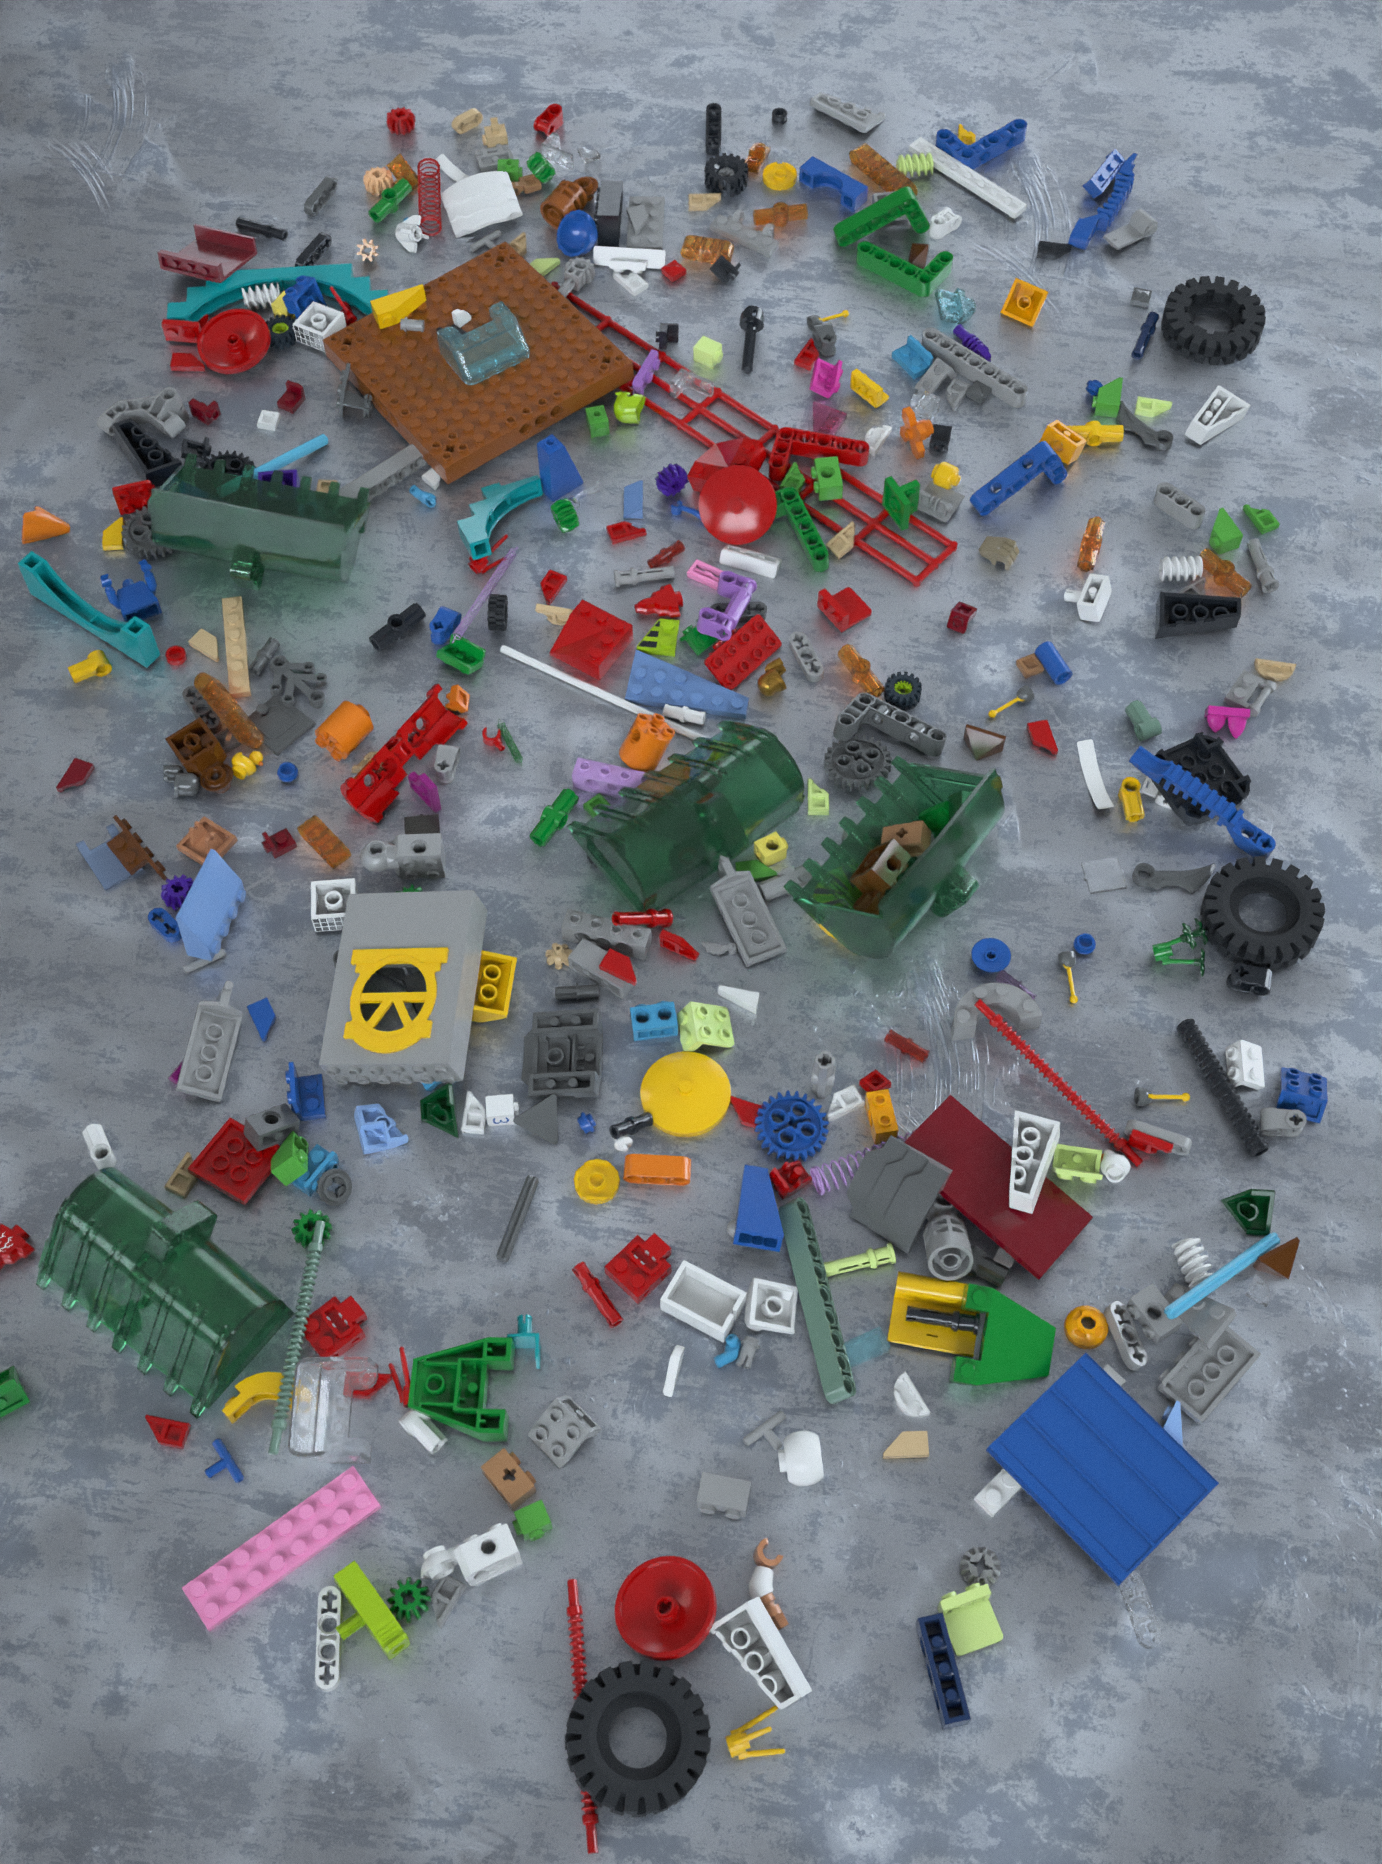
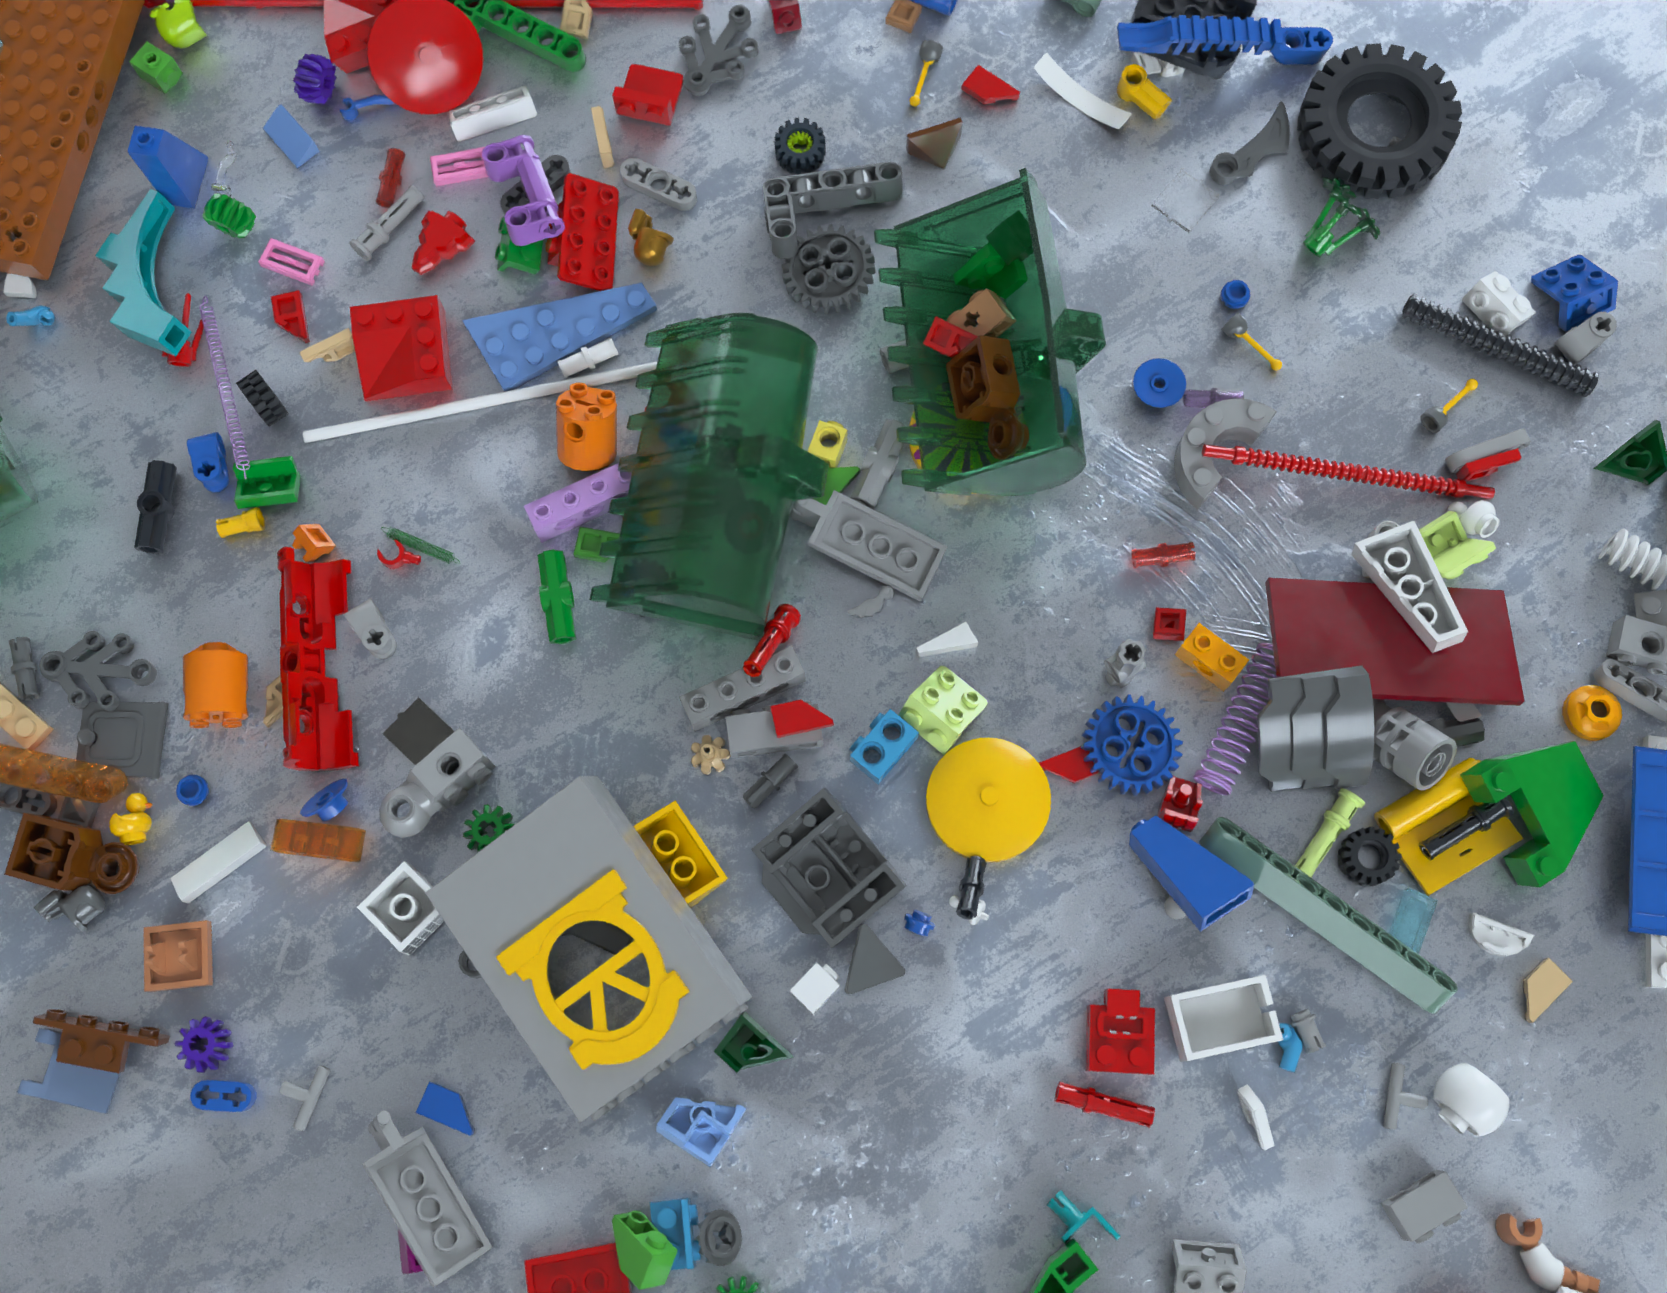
camera: 40 degrees left, 15 degrees up
(210, 907) = (267, 1039): medium blue slope -> none
(267, 816) = (217, 862): none -> white slope
(270, 1126) = (587, 1252): dark grey brick -> none
(278, 843) = (264, 884): dark red bracket -> none
(305, 1095) = (585, 1158): blue bracket -> none
(345, 828) = (327, 802): none -> blue piece
(426, 790) = (380, 683): magenta tile -> none
(434, 666) = (247, 521): none -> yellow pin
(474, 1116) = (789, 1018): white tile -> none
(517, 1218) = (944, 1094): dark grey axle -> none
(589, 568) = (312, 270): none -> bright pink tile
(596, 1181) = (986, 978): yellow tile -> none
(623, 532) = (314, 184): red tile -> none
(657, 1169) = (1039, 911): orange beam -> none
(661, 638) = (477, 285): lime wing -> none
(677, 945) = (829, 637): red tile -> none
(770, 1306) = (1290, 963): white slope -> none
(796, 612) = (602, 137): none -> tan tile
(817, 799) = (829, 347): yellowish green tile -> none
(844, 1103) = (1157, 671): white tile -> none
(860, 670) = (720, 152): clear orange piece -> none
(879, 832) = (947, 337): none -> red tile
(879, 1280) = (1386, 848): none -> black tyre
(903, 614) = (717, 53): none -> dark grey plant
(1252, 979) = (1425, 205): black piece -> none

